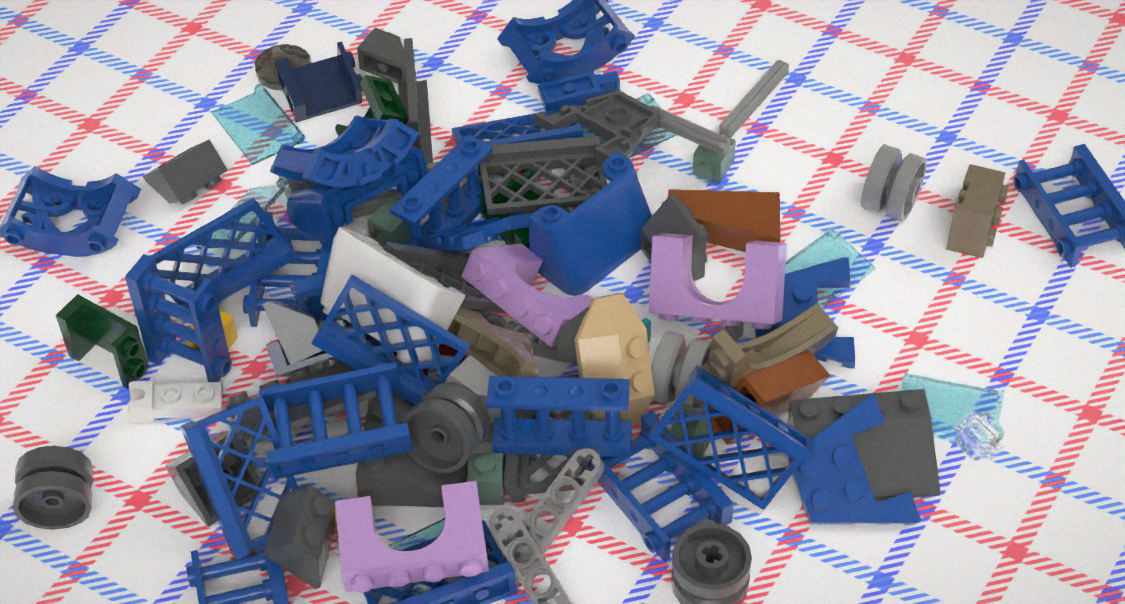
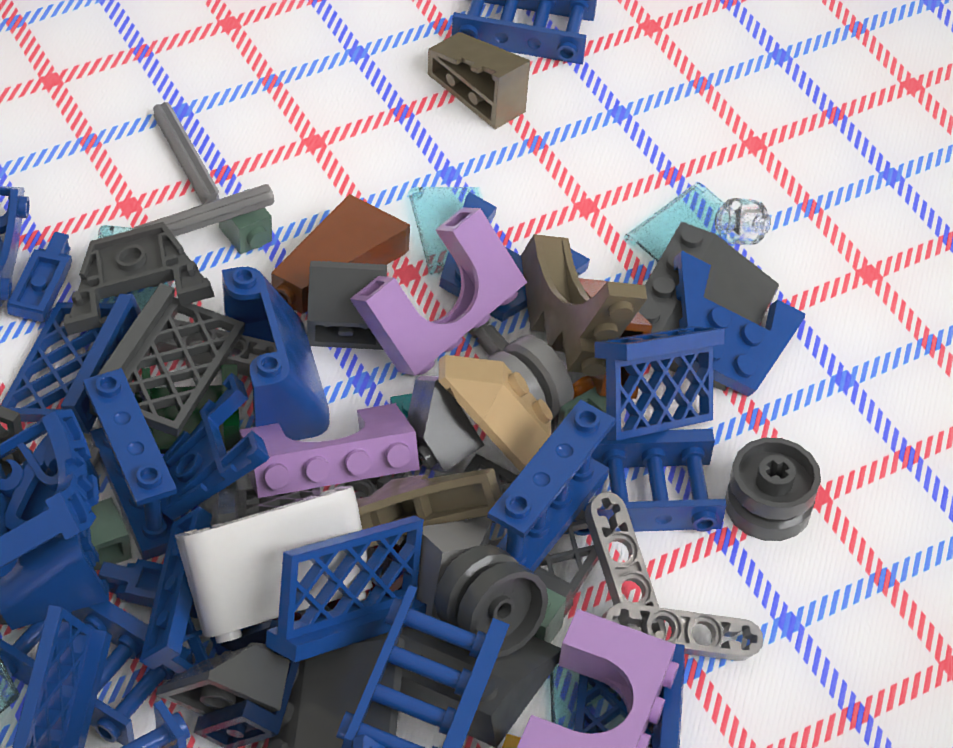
camera: 65 degrees left, 0 degrees up
(893, 182) = (409, 108): light grey wheel -> none

